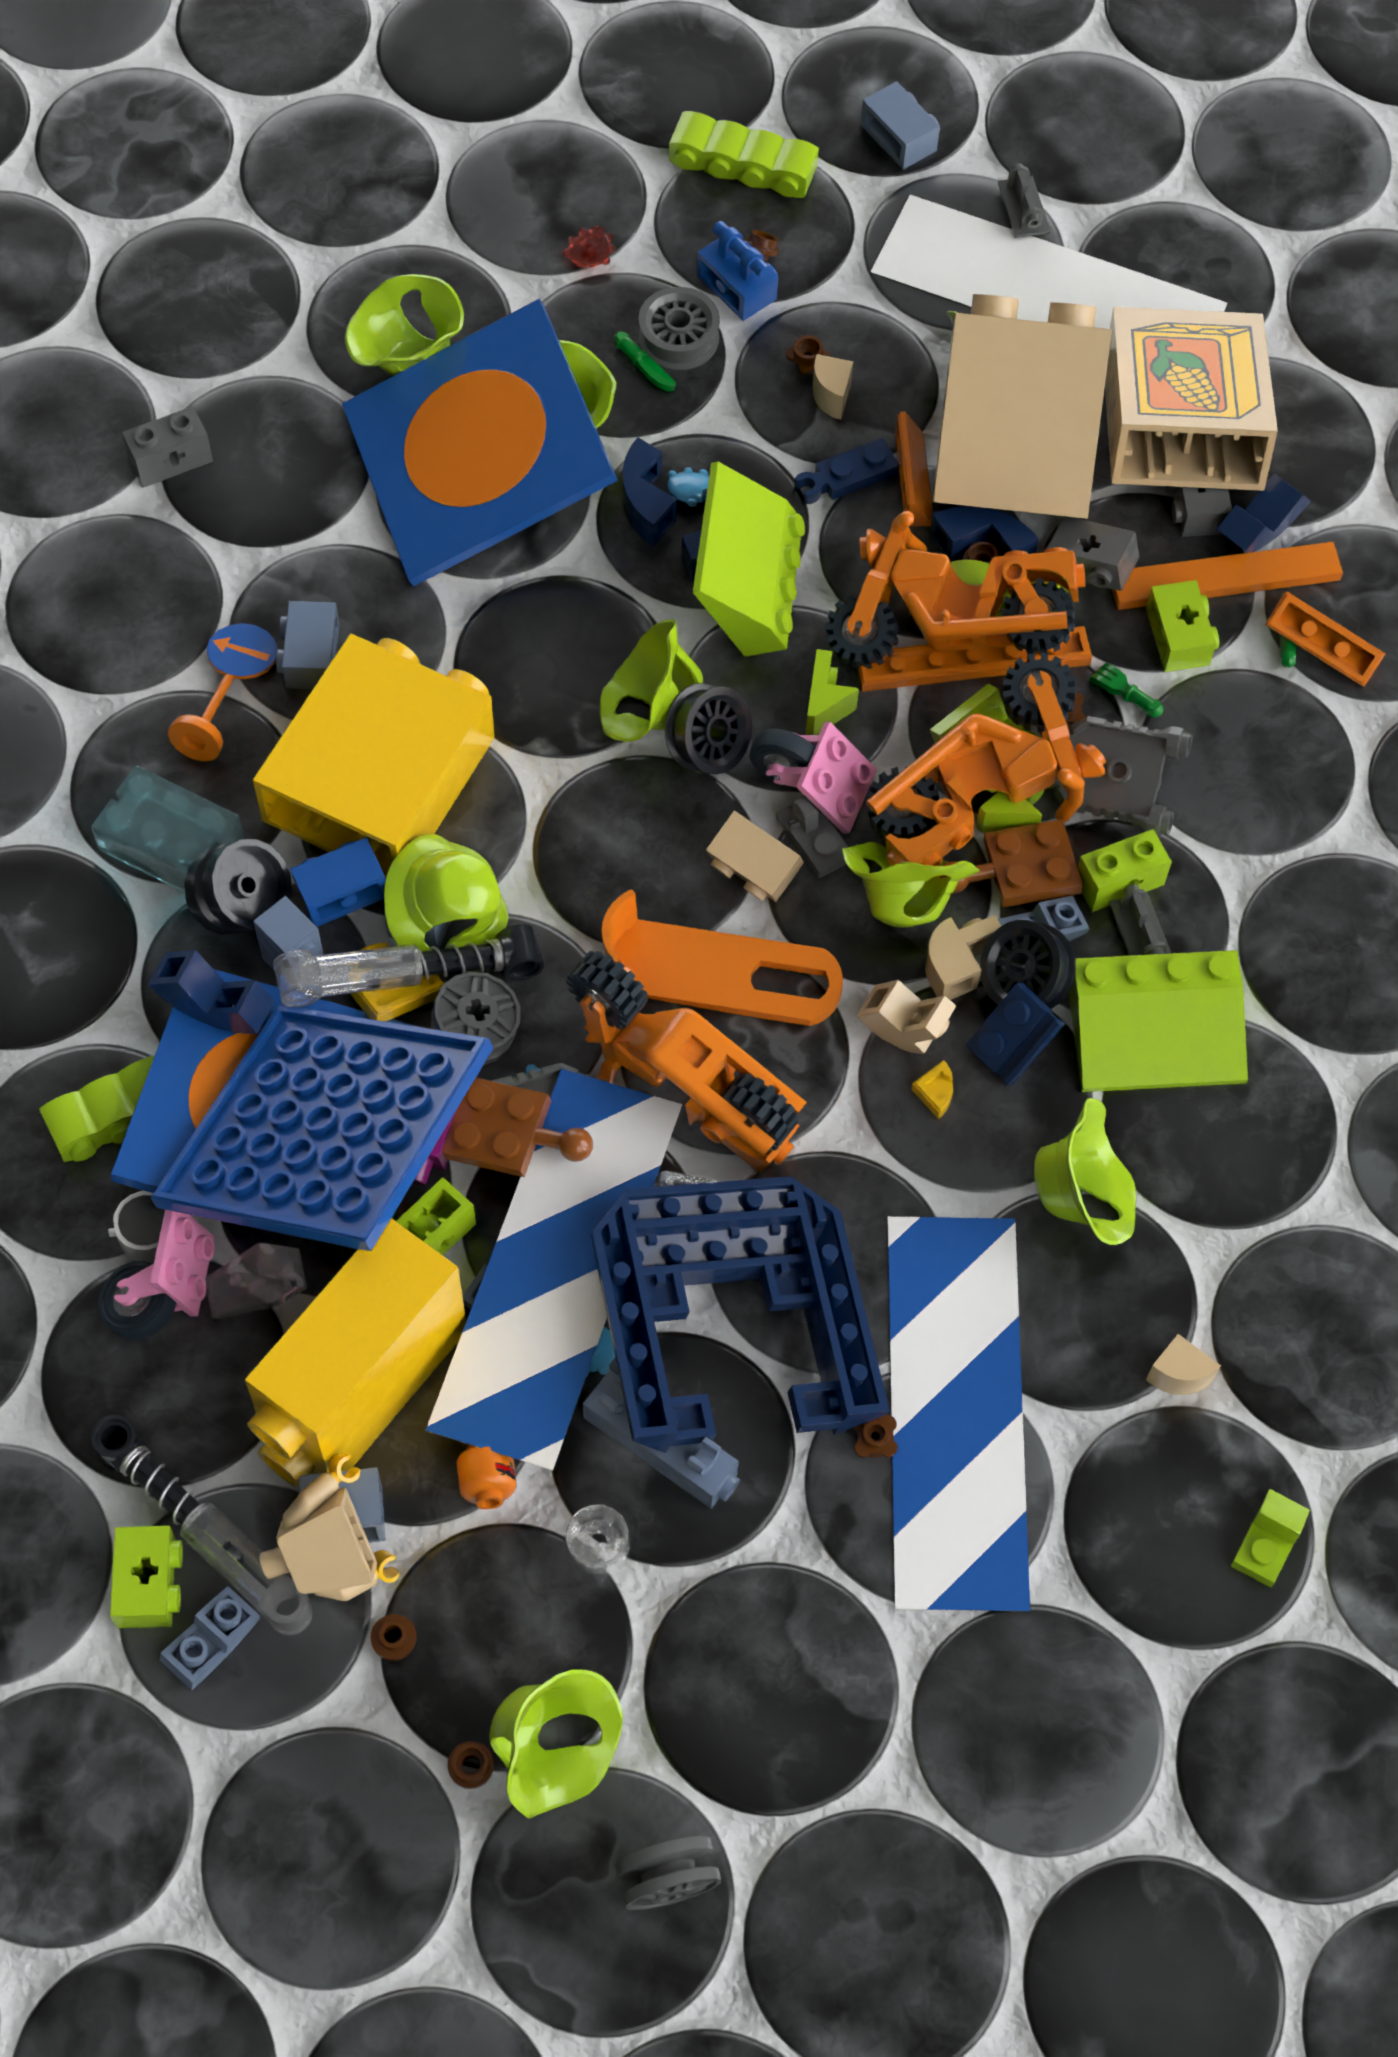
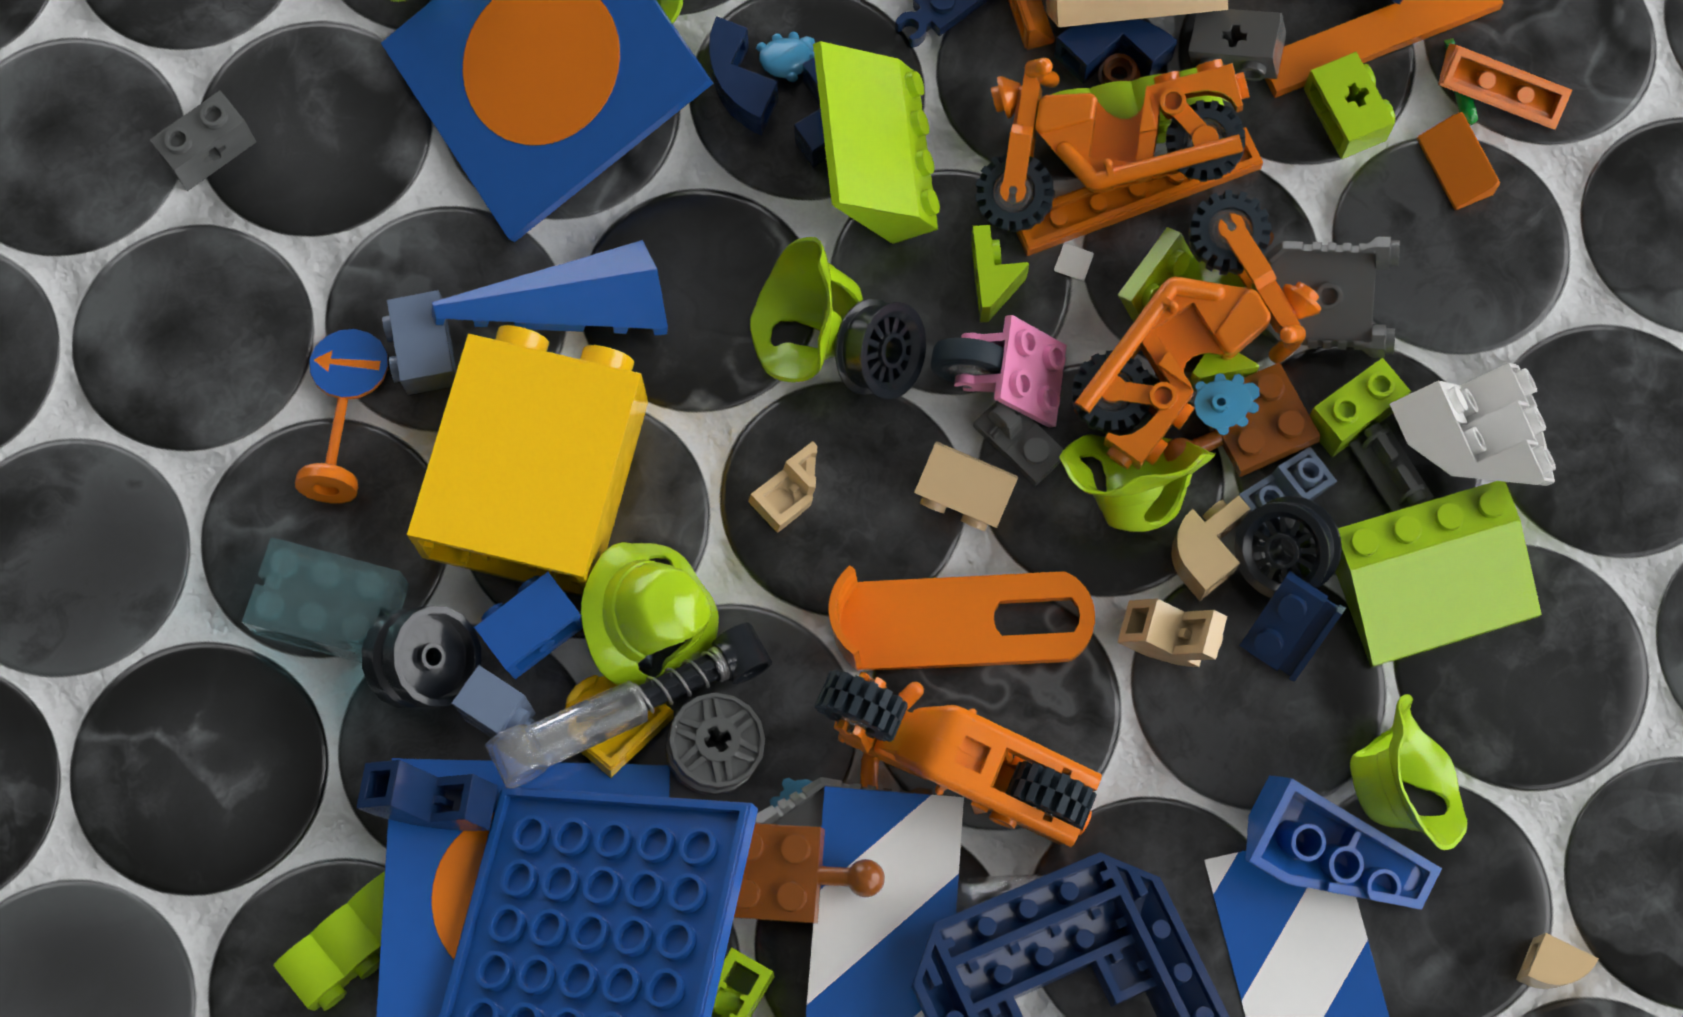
camera: 10 degrees left, 10 degrees up
(474, 633) = (603, 289): none -> blue wedge
(597, 835) = (788, 491): none -> tan slope
(902, 704) = (1073, 262): none -> white sticker
(935, 1089) = (1220, 703): yellow tile -> none
(997, 1220) = (1327, 849): none -> blue wedge
(1003, 837) = (1225, 402): none -> dark azure piece
(1116, 683) = (1294, 185): green piece -> none
(1225, 910) = (1480, 427): none -> white brick
(1269, 693) = (1459, 161): none -> orange slope

